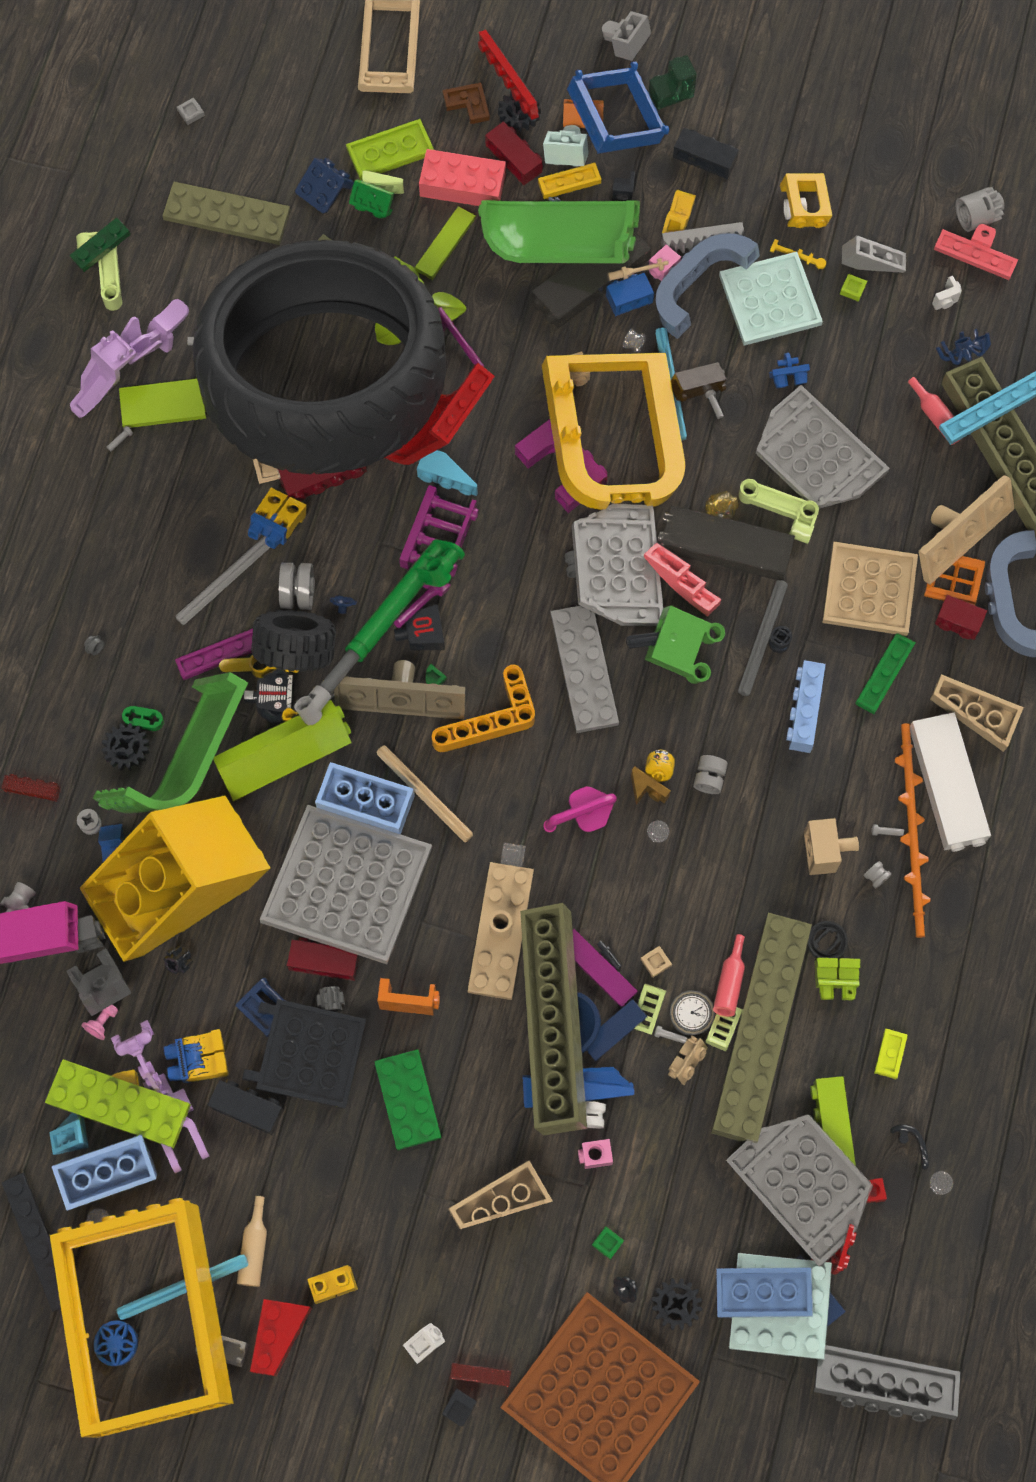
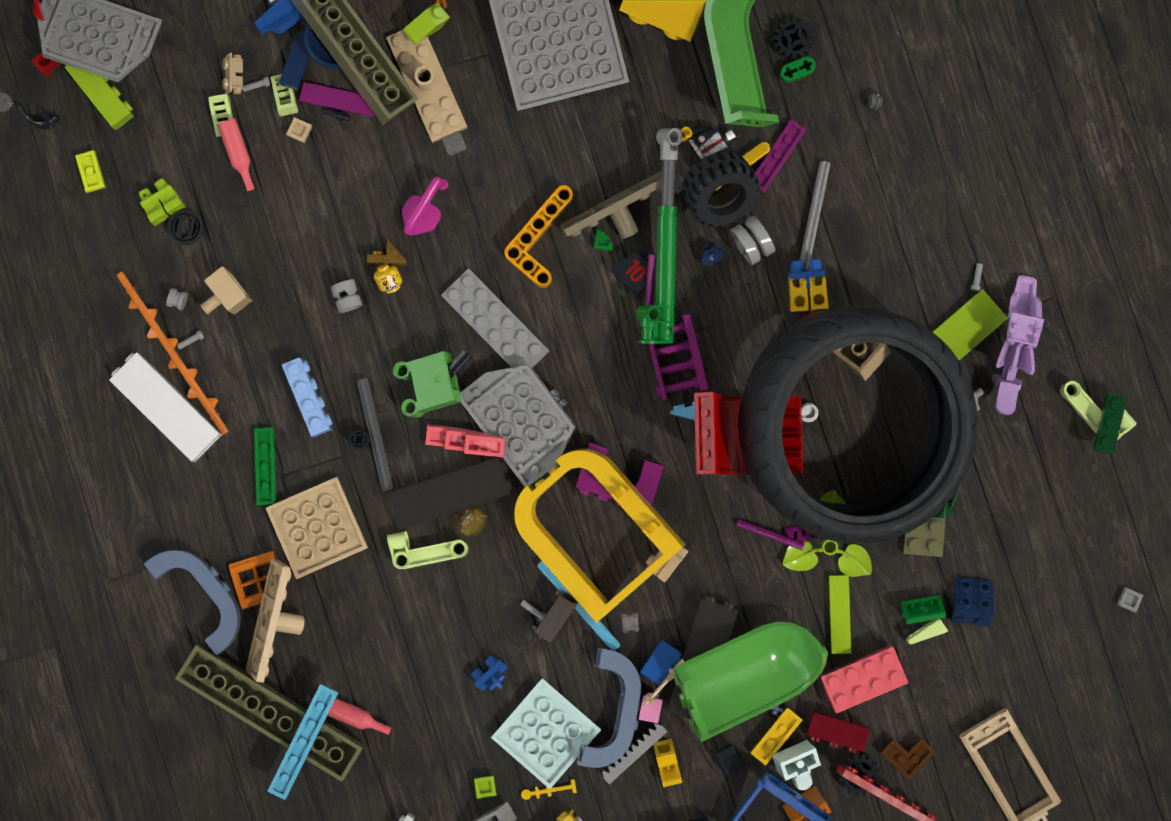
camera: 150 degrees right, 15 degrees up
(226, 213) = (1034, 526): olive plate -> none
(281, 751) = (674, 103): lime brick -> none
(359, 787) = (593, 99): light blue brick -> none
(390, 148) = (942, 671): lime tile -> none
(424, 793) = (550, 148): tan axle -> none
(464, 980) = (426, 23): none -> lime slope
(658, 831) = (359, 229): clear plate -> none
(692, 1013) = (251, 110): tile -> none
(761, 1029) = (192, 129): olive brick -> none
(817, 452) = (427, 618): light grey plate -> none
(960, 617) = (233, 547): dark red brick -> none
(965, 347) = (362, 785): dark blue animal -> none
(982, 712) = (172, 477): tan wedge -> none

